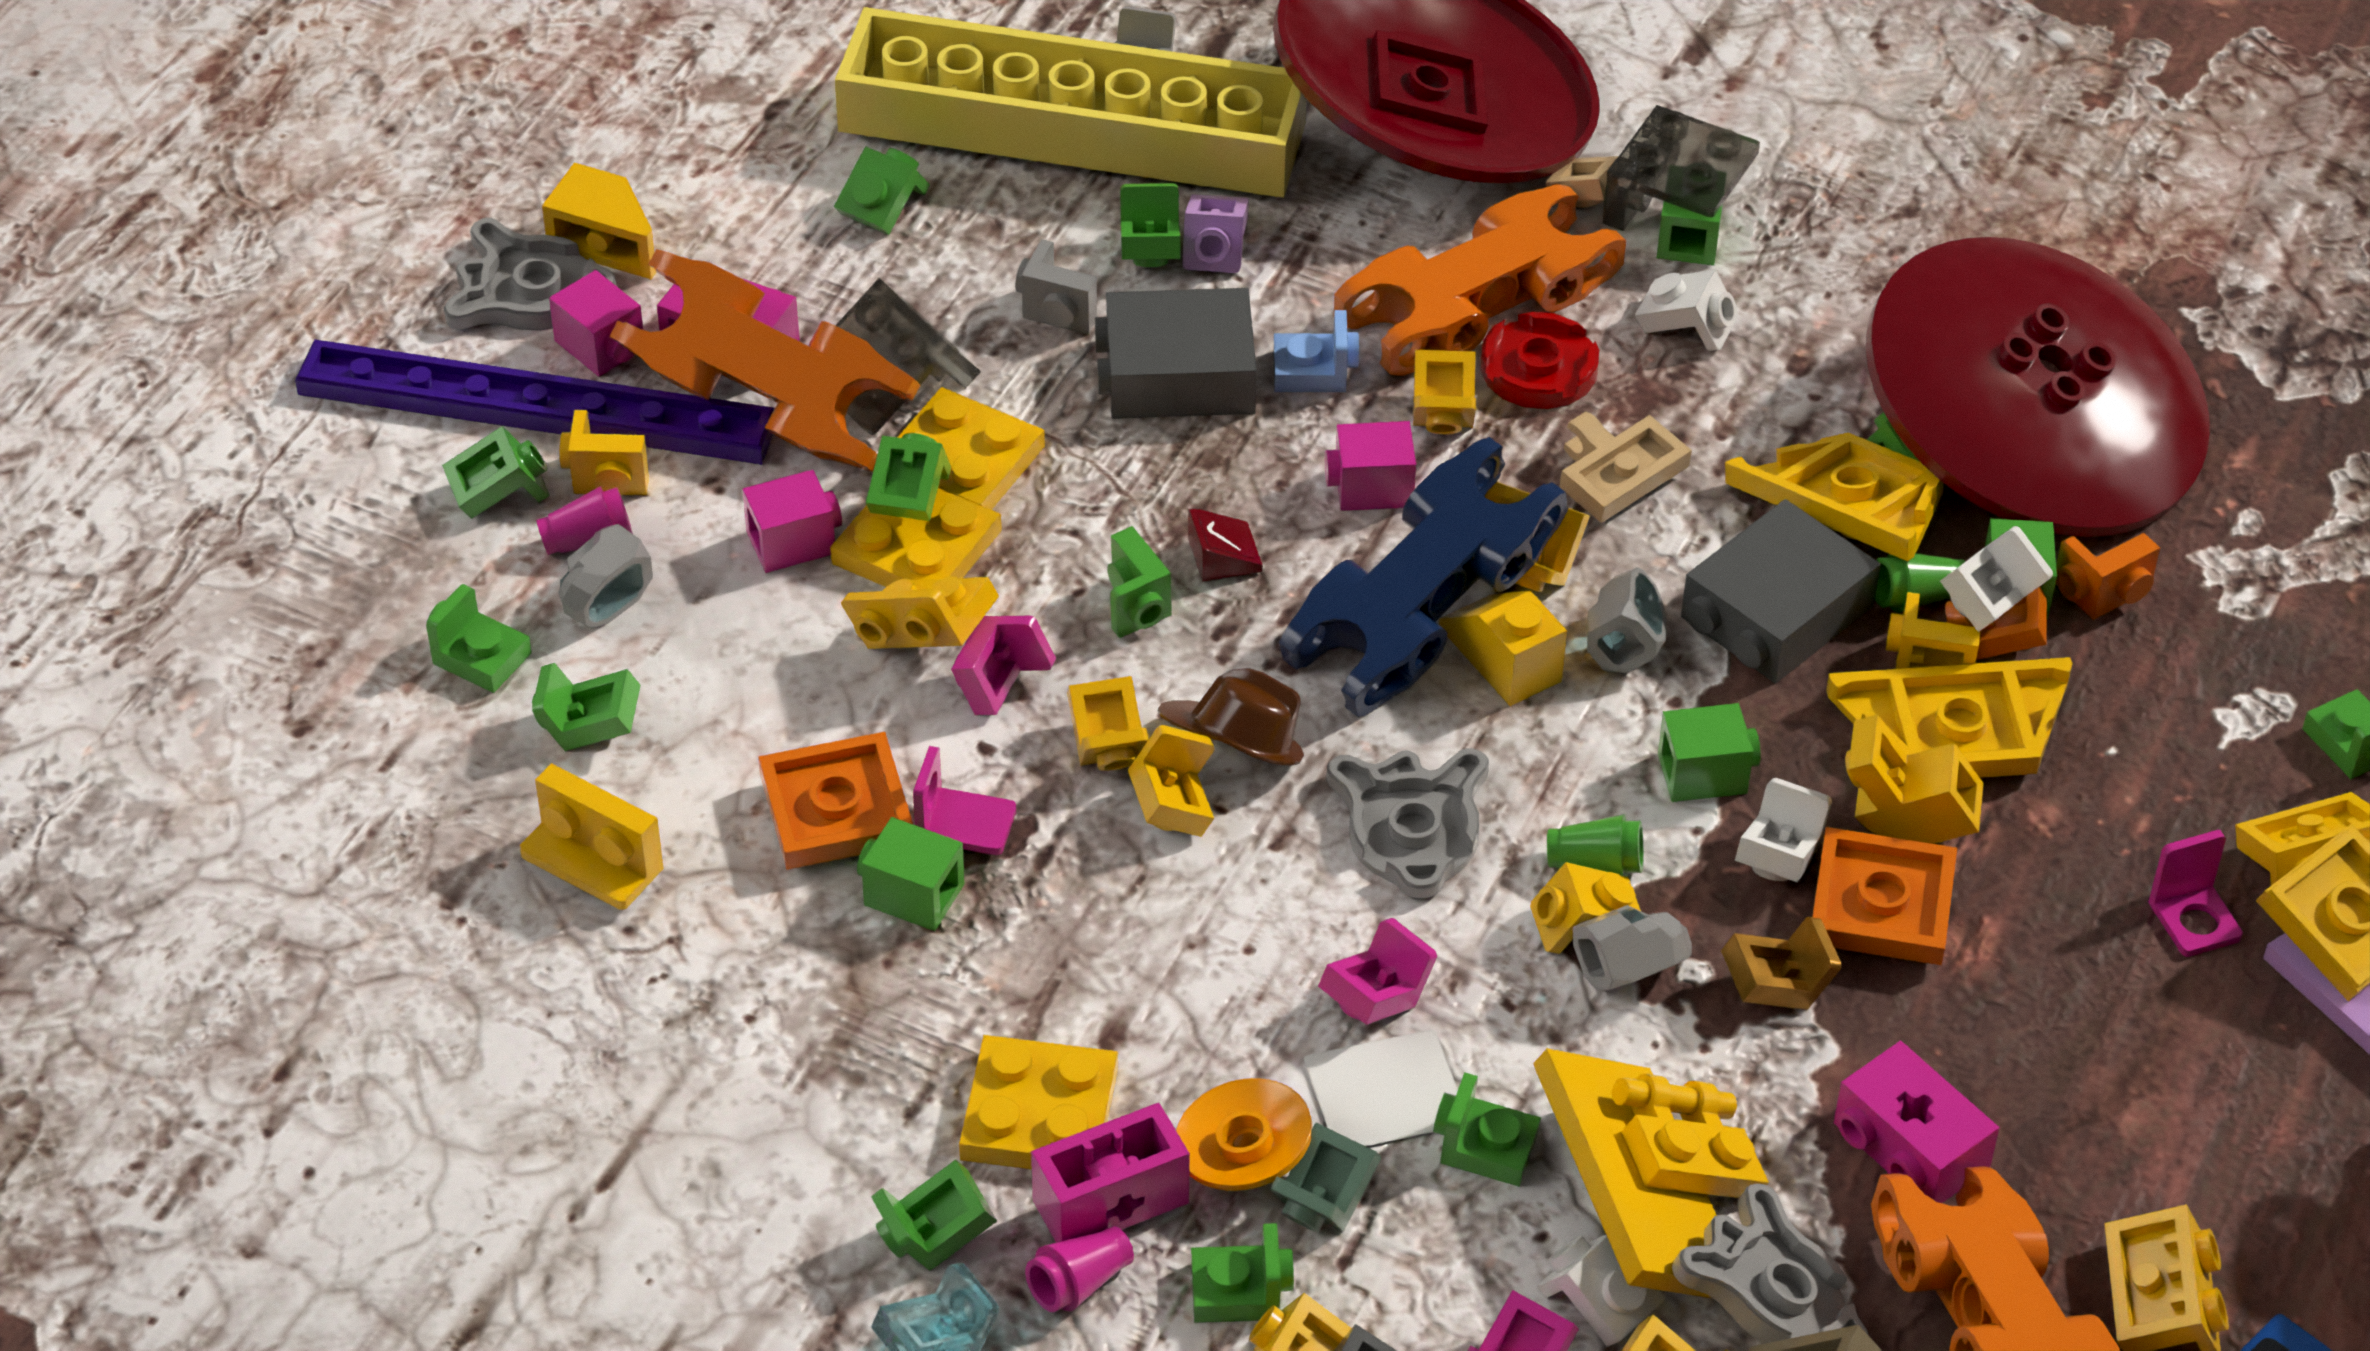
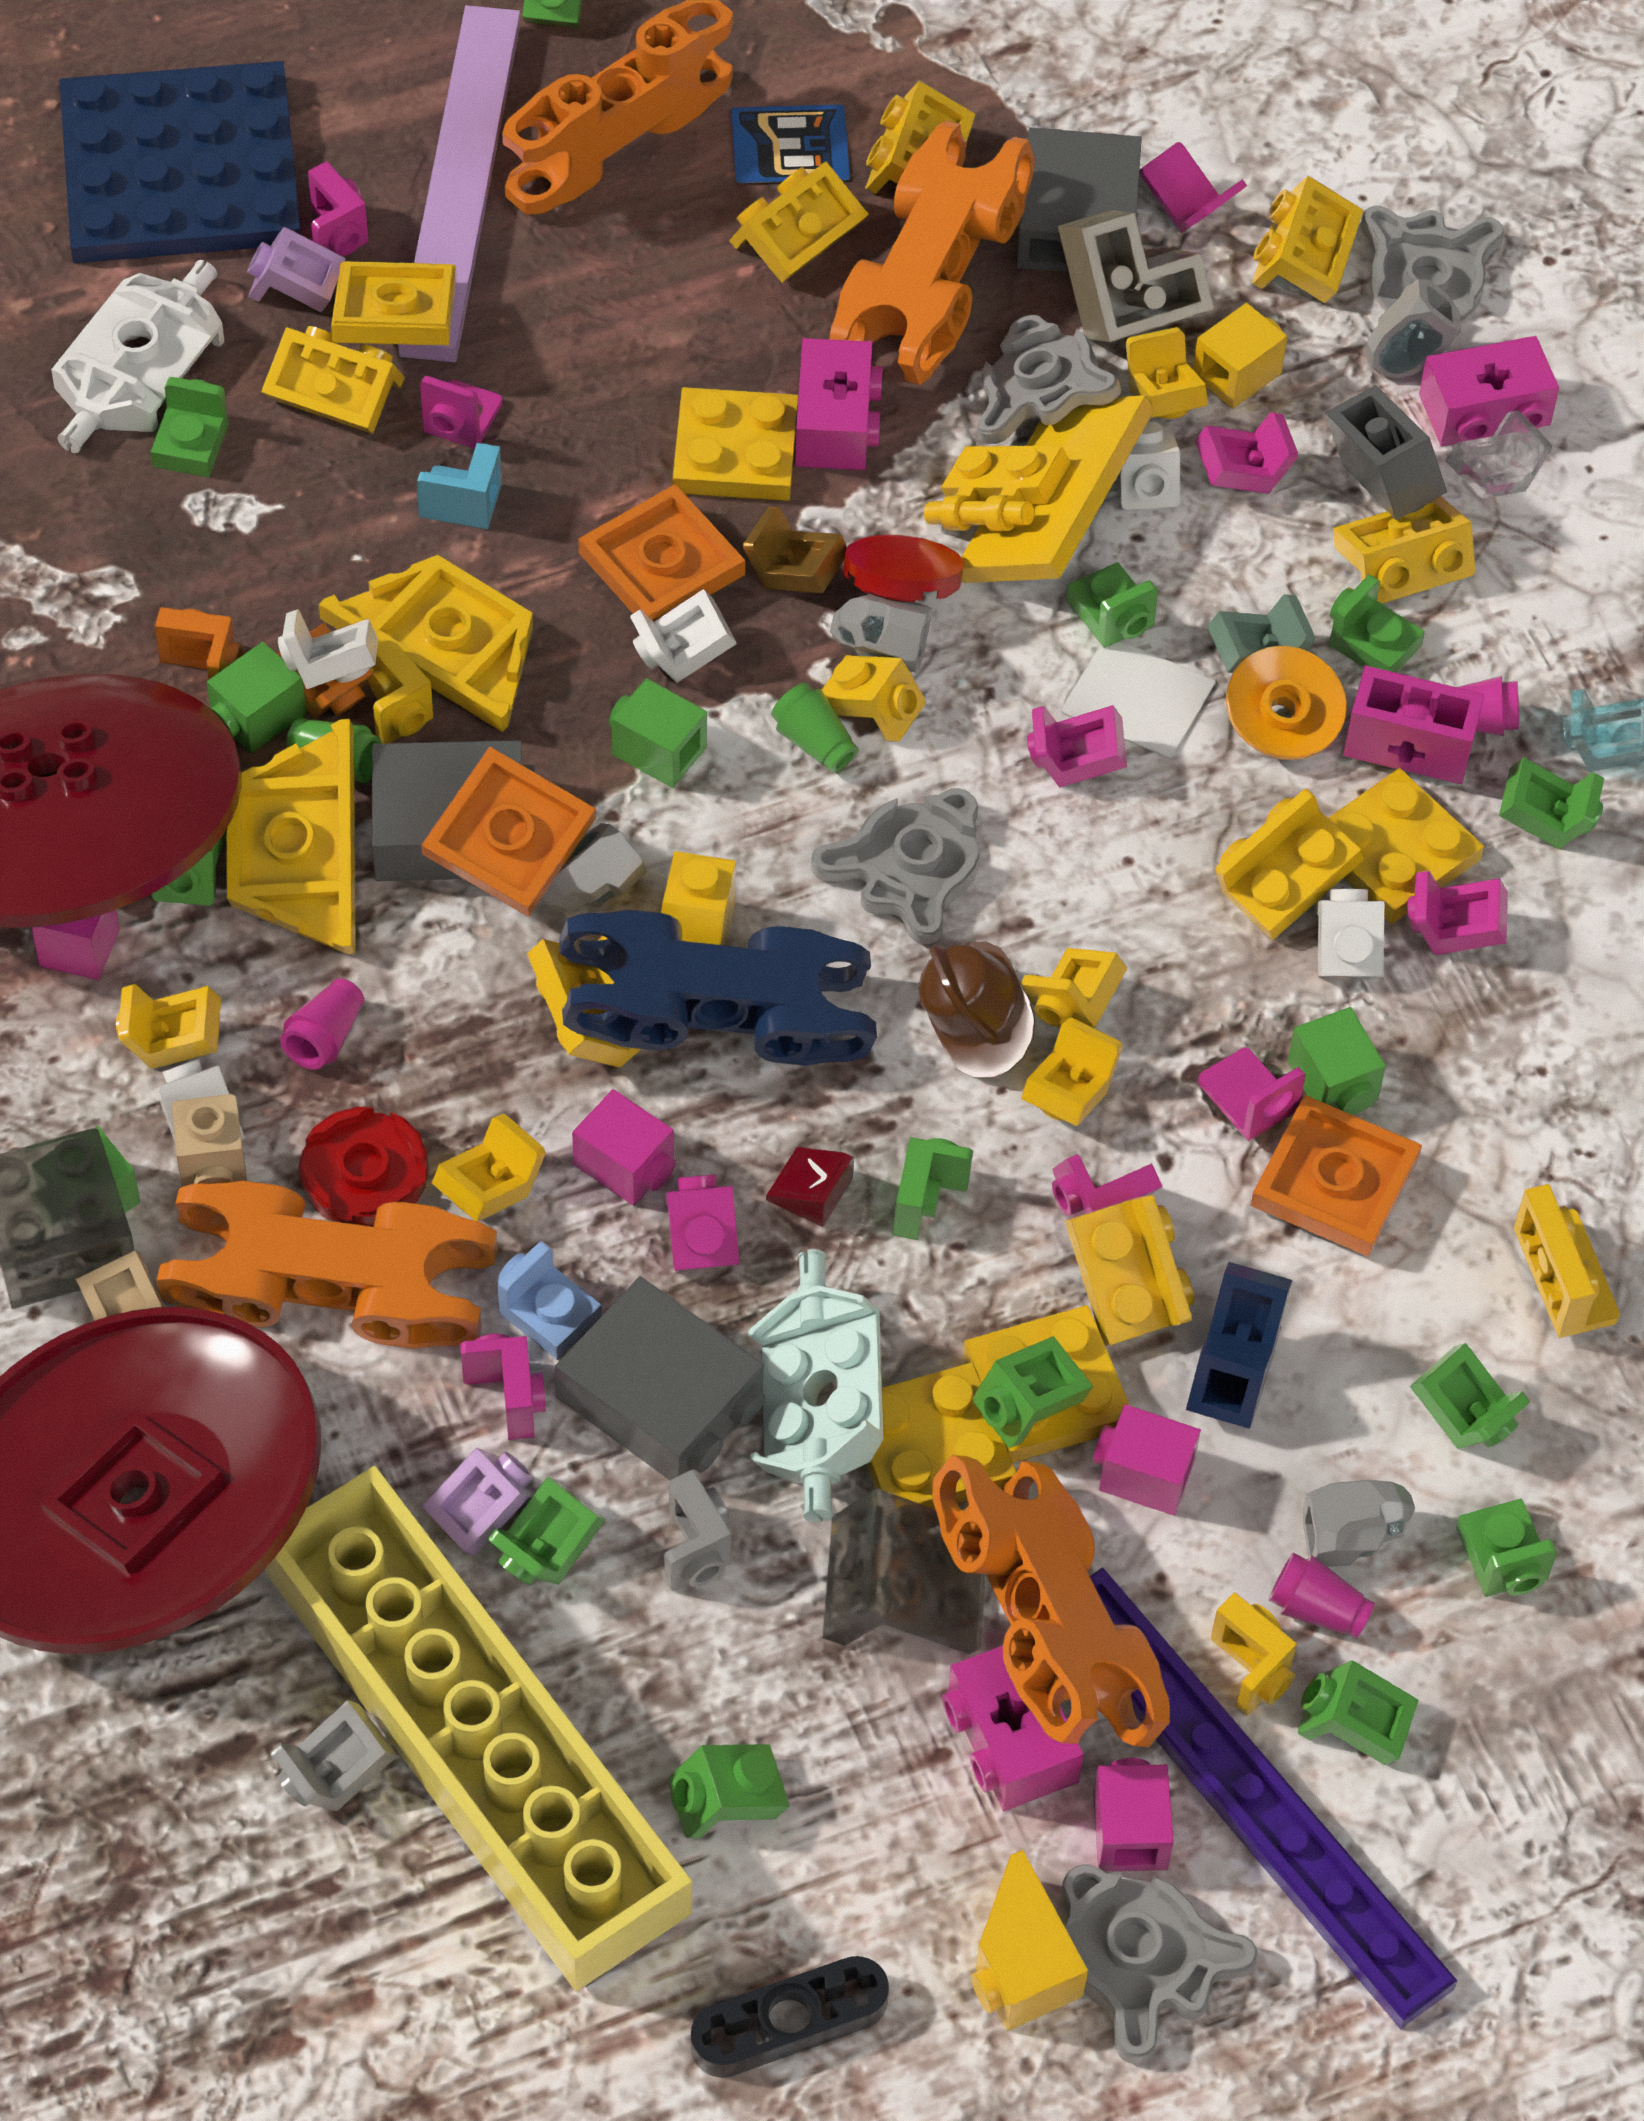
camera: 140 degrees left, 10 degrees up
(719, 141) = (734, 2017): none -> black beam
(788, 615) = (1239, 1345): none -> dark blue brick
(929, 1063) = (1459, 915): none -> dark pink bracket
(1006, 988) = (1350, 935): none -> white bracket
(1035, 387) = (805, 1345): none -> light aqua plate
(1103, 996) = (1286, 864): none -> yellow bracket
(1274, 460) = (702, 1223): none -> dark pink bracket
(1279, 294) = (507, 1361): none -> dark pink bracket
(1621, 468) = (428, 1006): tan plate -> none
(1635, 268) = (208, 1140): none -> tan bracket
(1676, 403) = (322, 1025): none -> dark pink cone
(1680, 1011) = (903, 567): none -> red tile
(1694, 548) = (508, 831): none -> orange plate
(1776, 335) = (169, 1027): none -> yellow bracket
(1912, 796) = (557, 594): yellow brick -> none
(1964, 1039) = (735, 443): none -> yellow plate
(2097, 836) = (460, 494): none -> medium azure panel

